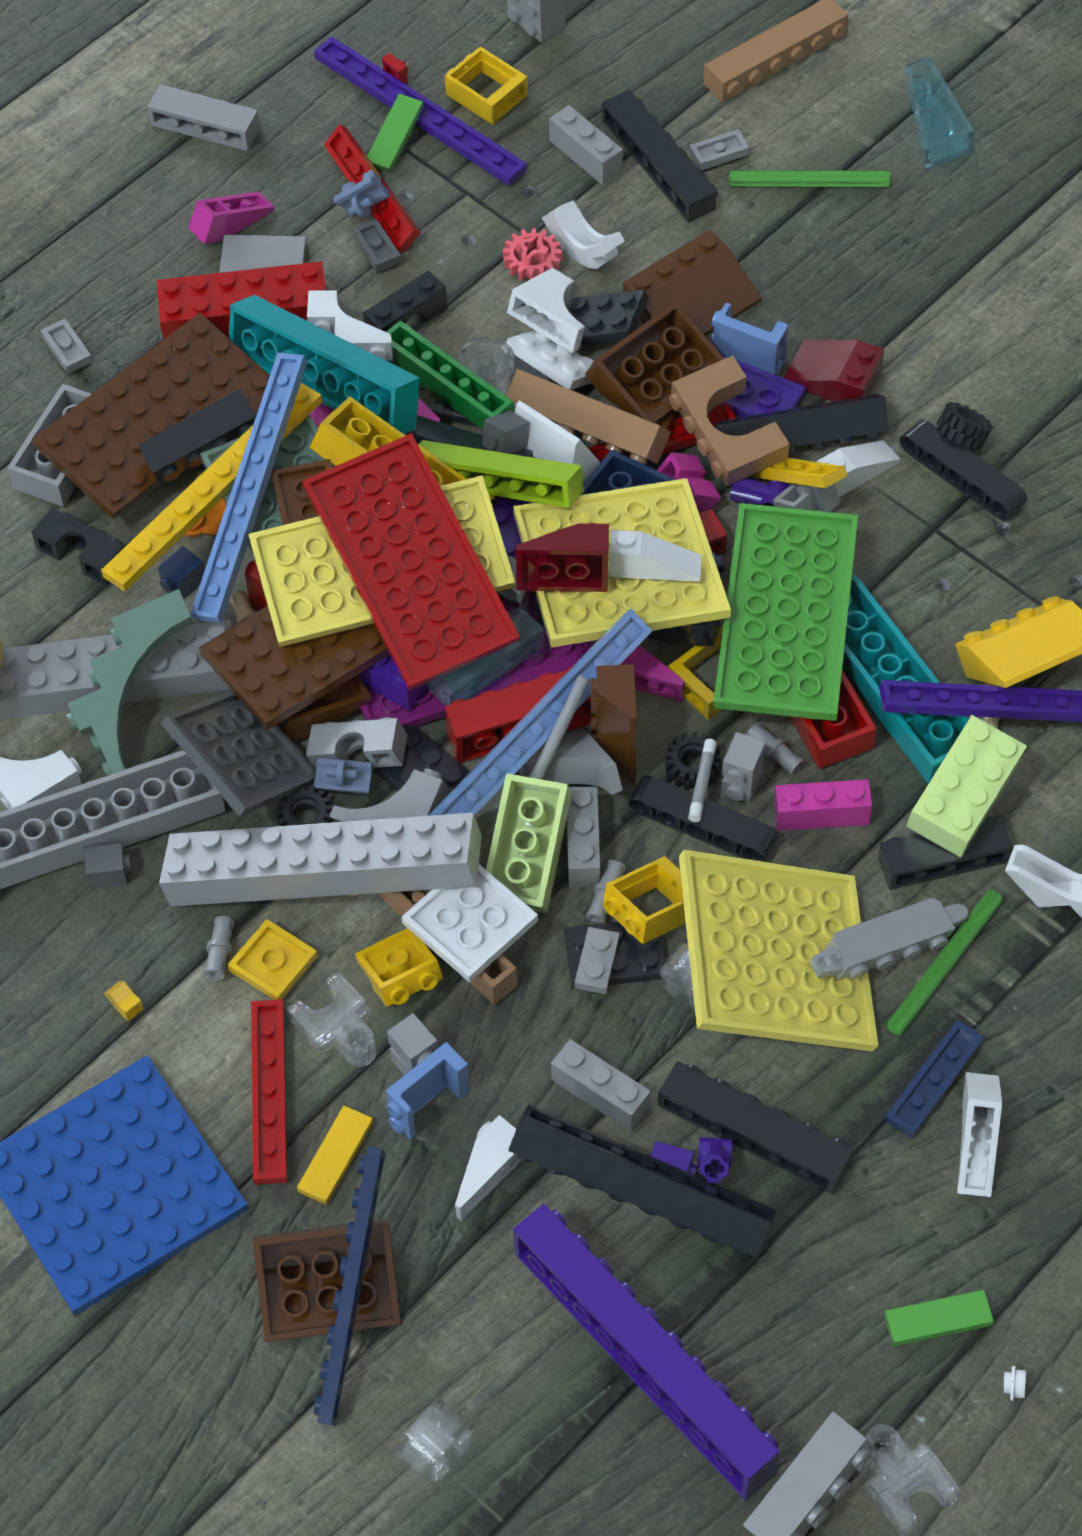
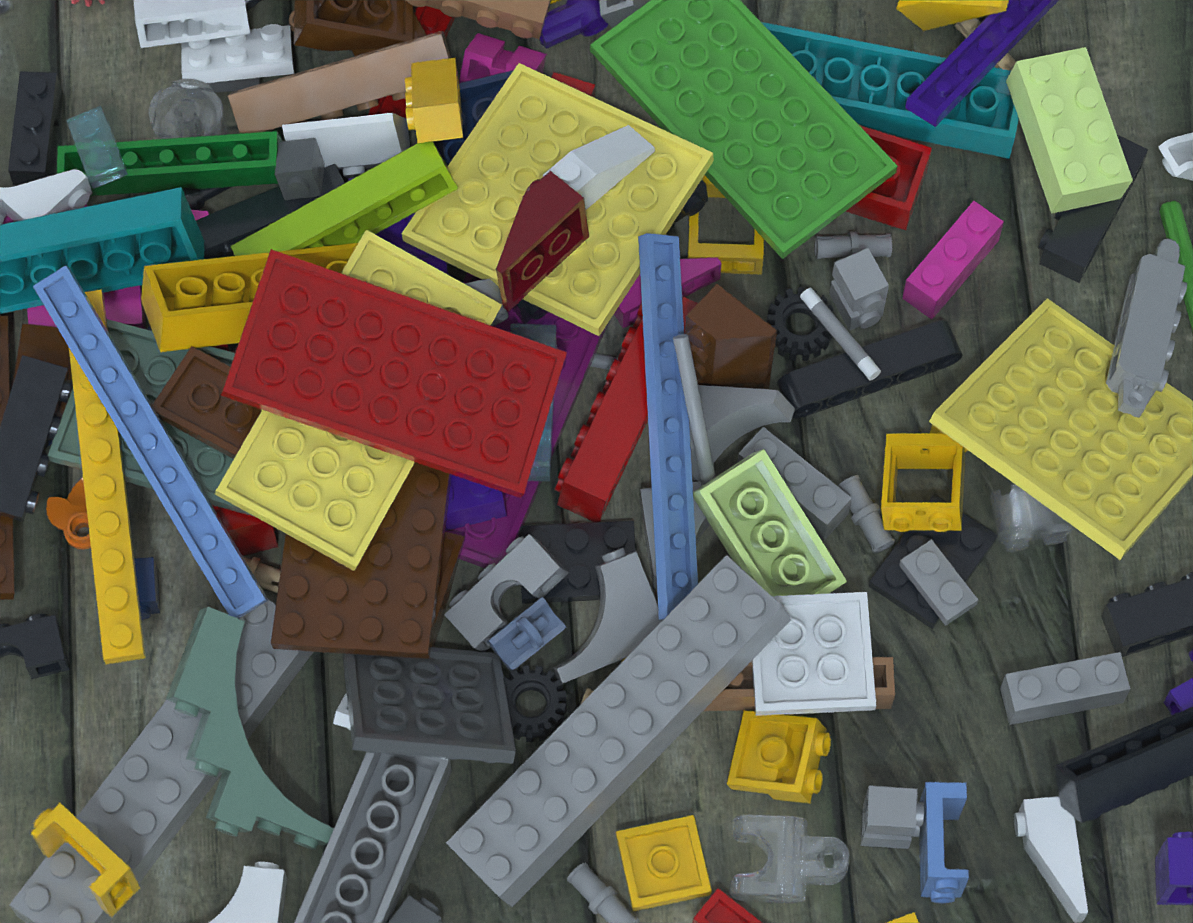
camera: 50 degrees left, 10 degrees up
(416, 334) = (97, 147): none -> clear light blue plate
(610, 453) = (434, 100): none -> yellow brick

